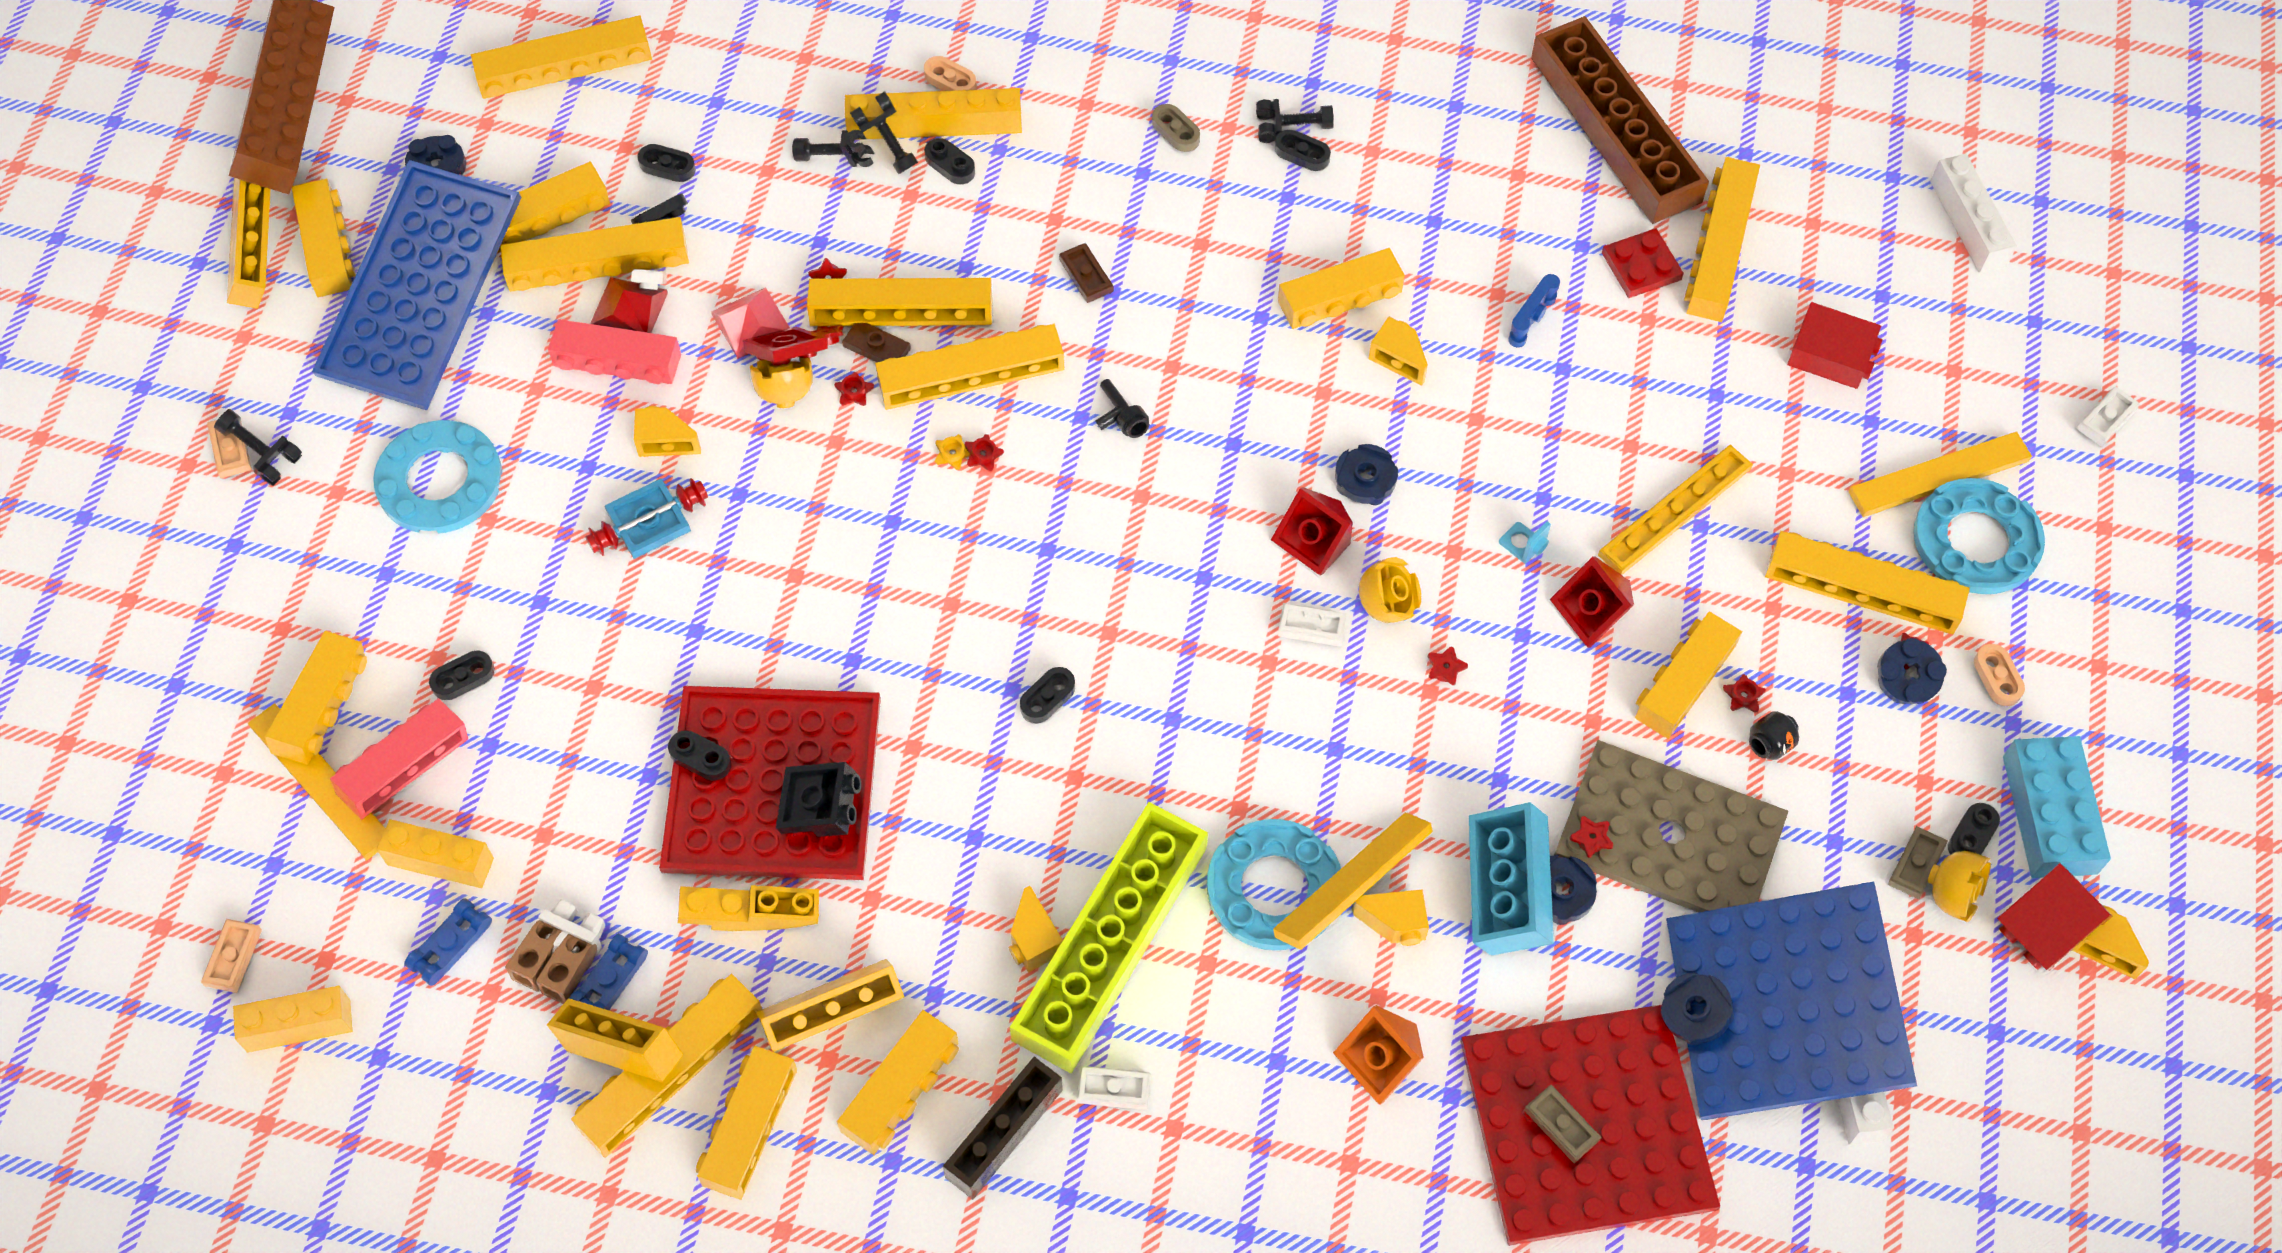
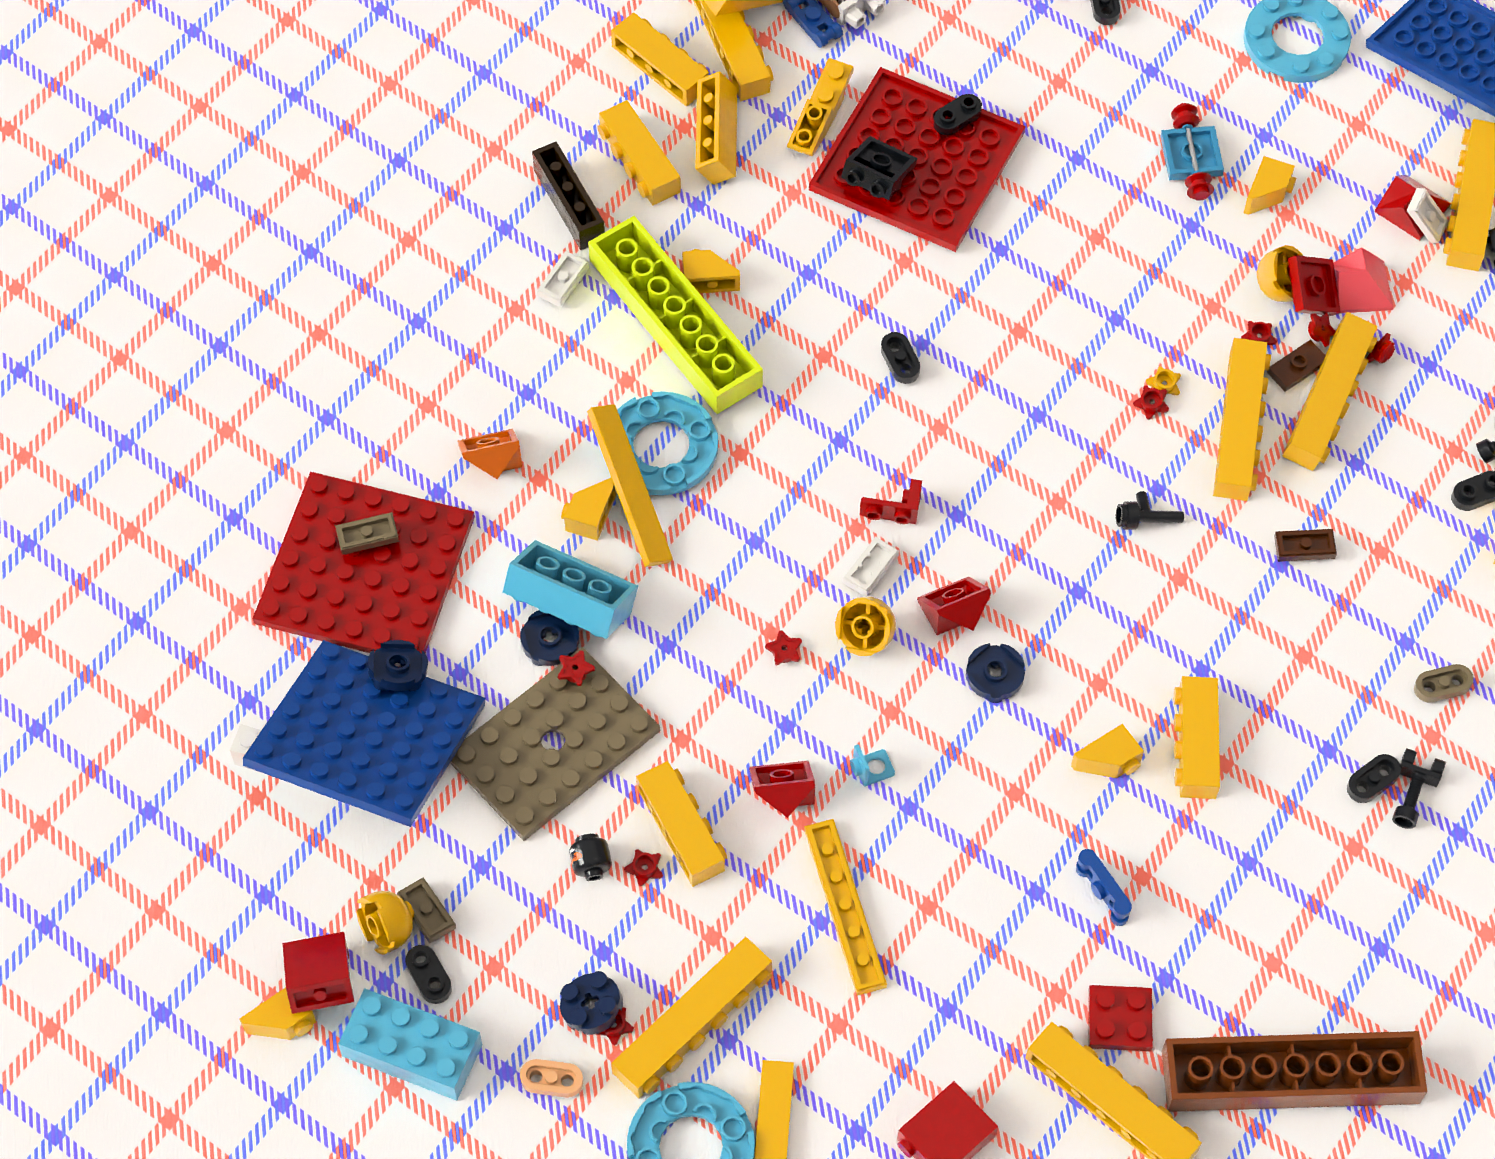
camera: 115 degrees right, 0 degrees up
(614, 352) = (1365, 177): coral brick -> none
(1219, 613) = (895, 511): none -> red bracket

